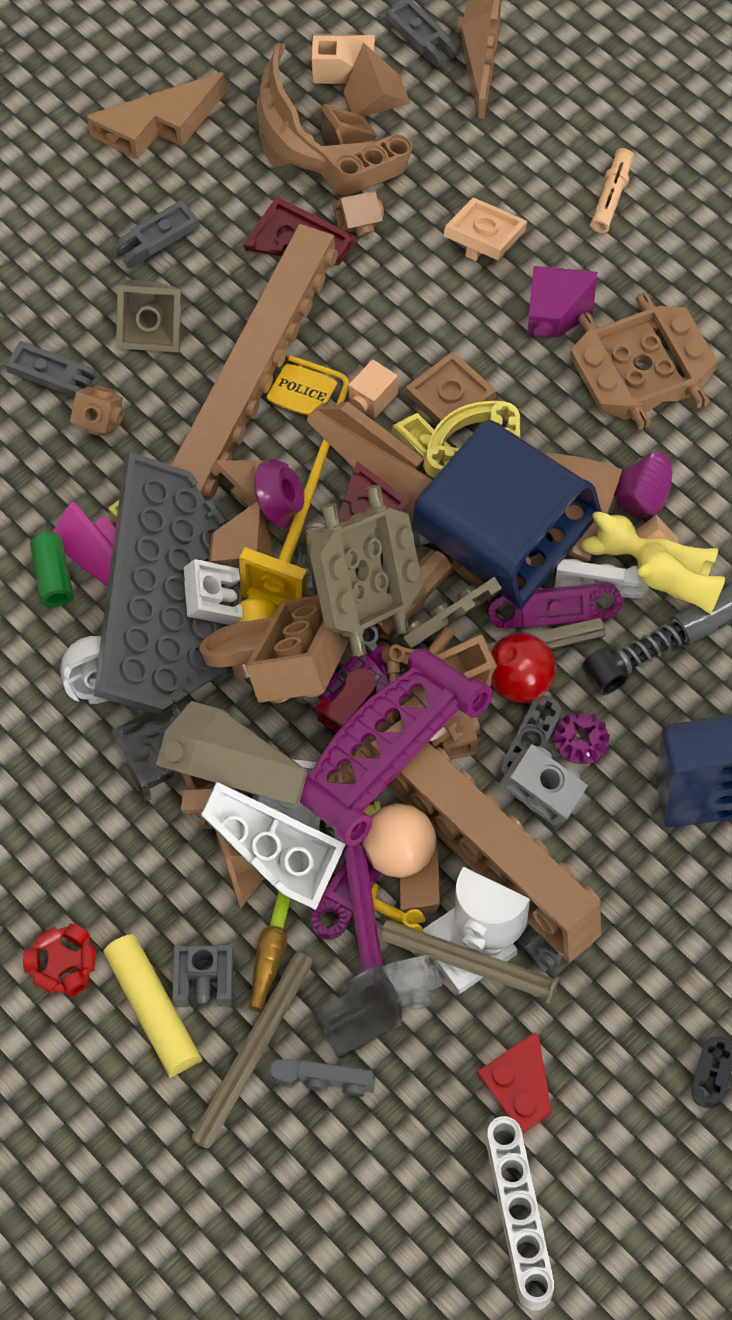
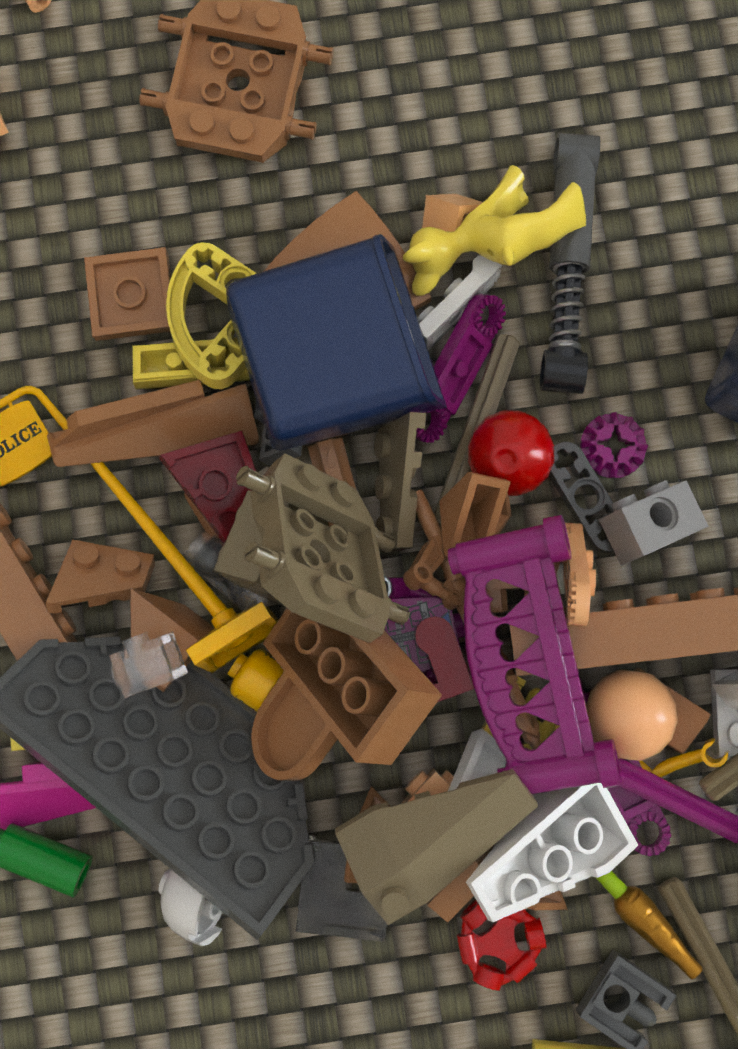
camera: 55 degrees left, 20 degrees up
(190, 872) = (501, 943): none -> red piece
(205, 592) = (188, 707): white brick -> none
(220, 534) = (146, 663): none -> clear brick
(278, 492) = (133, 562): magenta piece -> none
(373, 389) = (71, 372): light nougat brick -> none
(466, 740) = (578, 577): none -> light nougat plate
(559, 300) = (106, 107): magenta slope -> none
(645, 485) = (389, 182): magenta hair -> none

